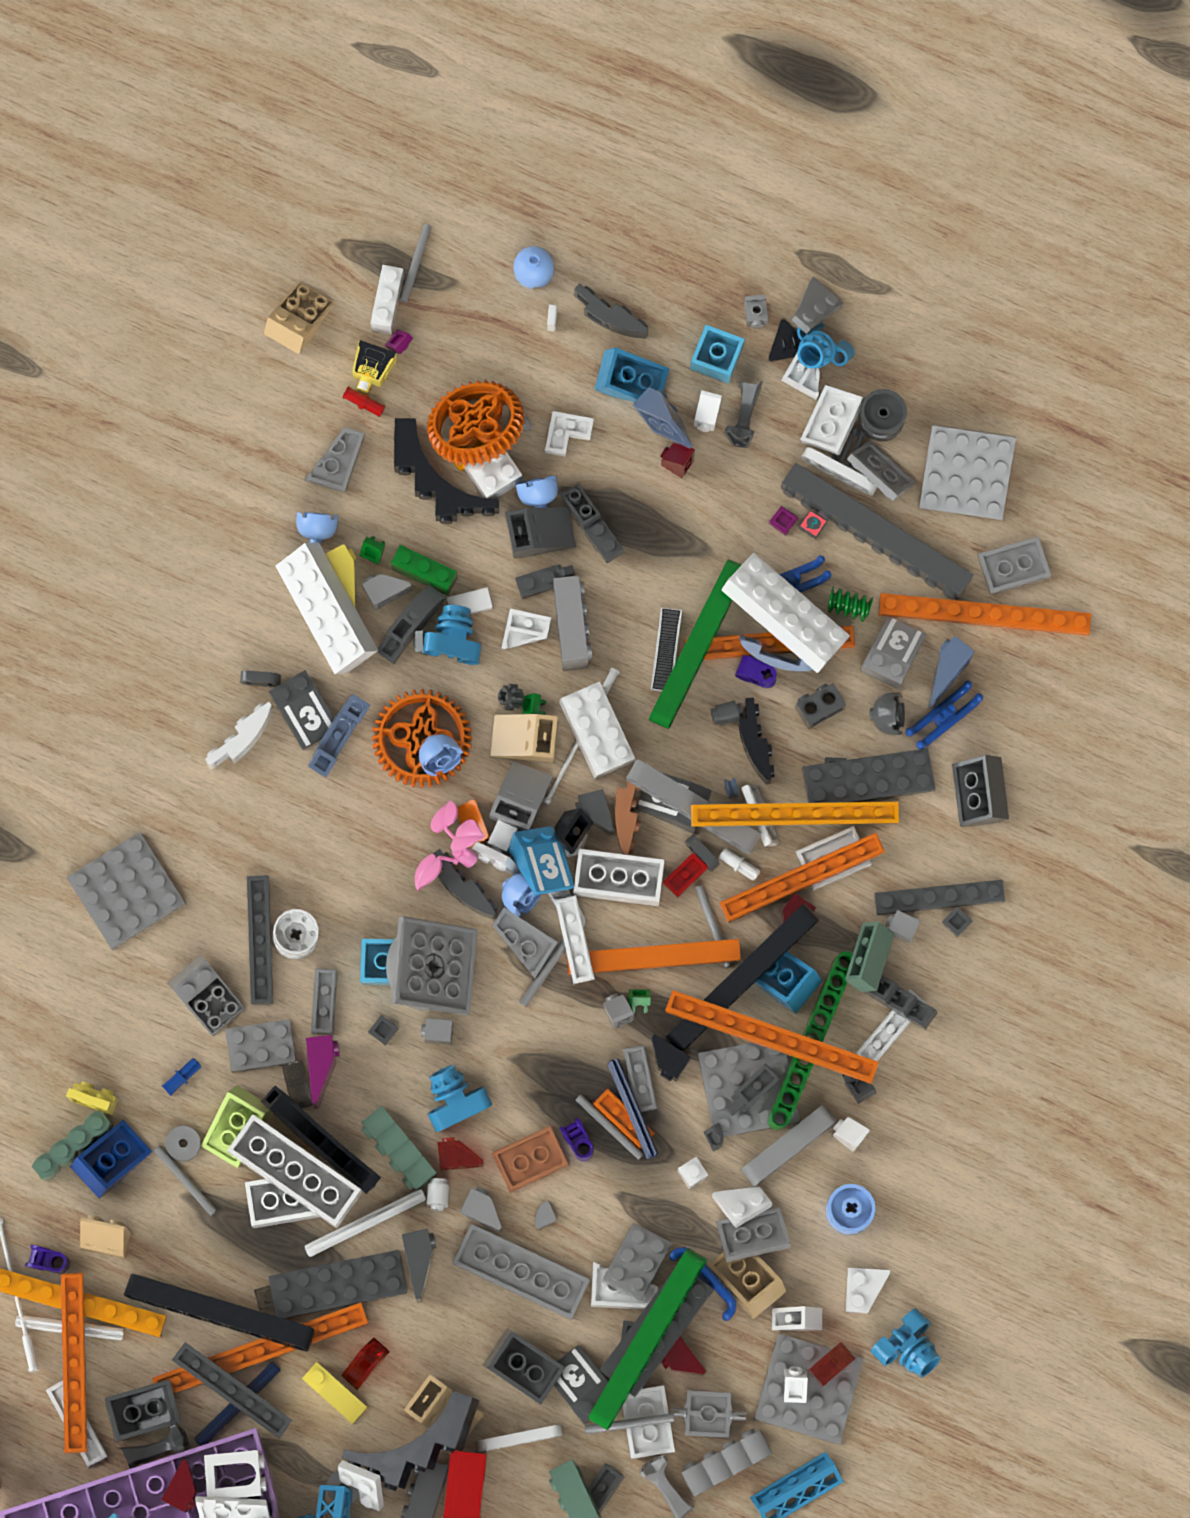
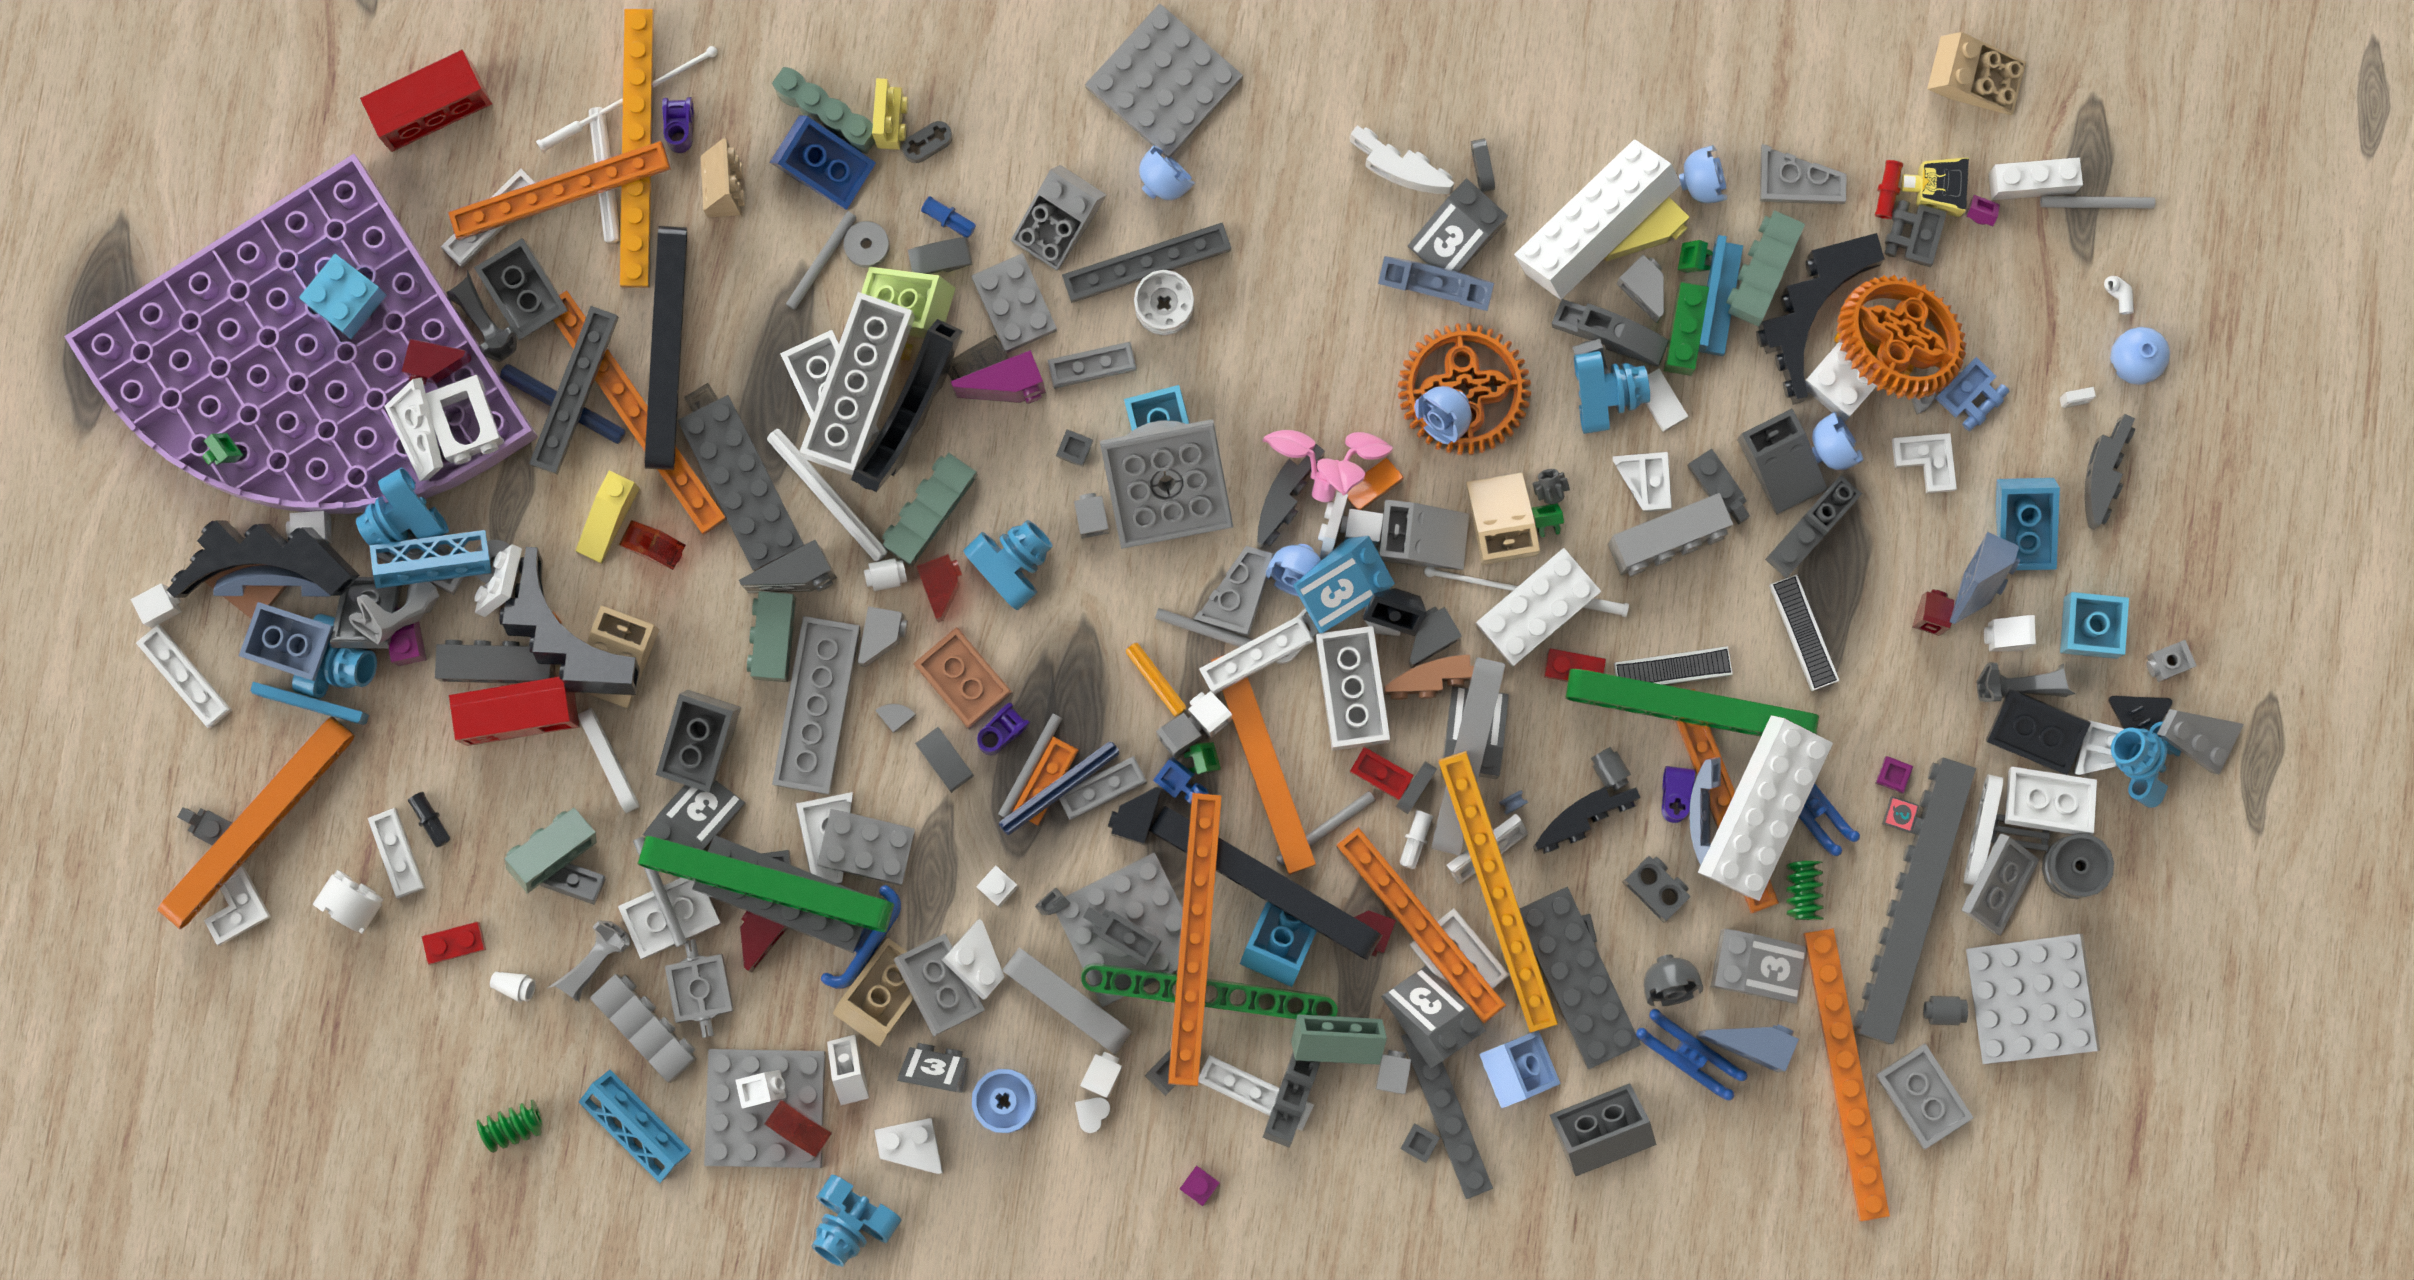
camera: 80 degrees right, 5 degrees up
(124, 1076) = (923, 136): none -> dark grey beam
(200, 909) = (1163, 176): none -> light blue cylinder
(209, 1090) = (940, 256): none -> dark grey slope
(396, 501) = (1766, 267): none -> sand green brick
(397, 535) = (1721, 280): none -> dark azure fence
(403, 386) = (1924, 235): none -> dark grey plate
(460, 1291) = (772, 636): none -> sand green brick
(484, 266) = (2122, 292): none -> white arm
(521, 386) = (1966, 387): none -> medium blue plate
(571, 1018) = (1155, 679): none -> light orange axle
(587, 1187) = (944, 759): none -> dark grey slope
(608, 984) = (1210, 713): none -> white slope
(641, 726) = (1561, 662): none -> red plate
(648, 1023) = (1175, 778): none -> blue plate
(666, 552) = (1804, 633): none -> tile
(780, 414) = (2038, 731): none -> black plate
(815, 1252) = (934, 1069): none -> dark grey slope
(870, 886) = (1432, 1016): none -> dark grey slope
(875, 1150) = (1091, 1113): none -> white tile
(923, 837) = (1519, 1069): none -> light blue slope
(946, 1087) = (1199, 1185): none -> magenta plate
(958, 533) = (1945, 1010): none -> dark grey brick

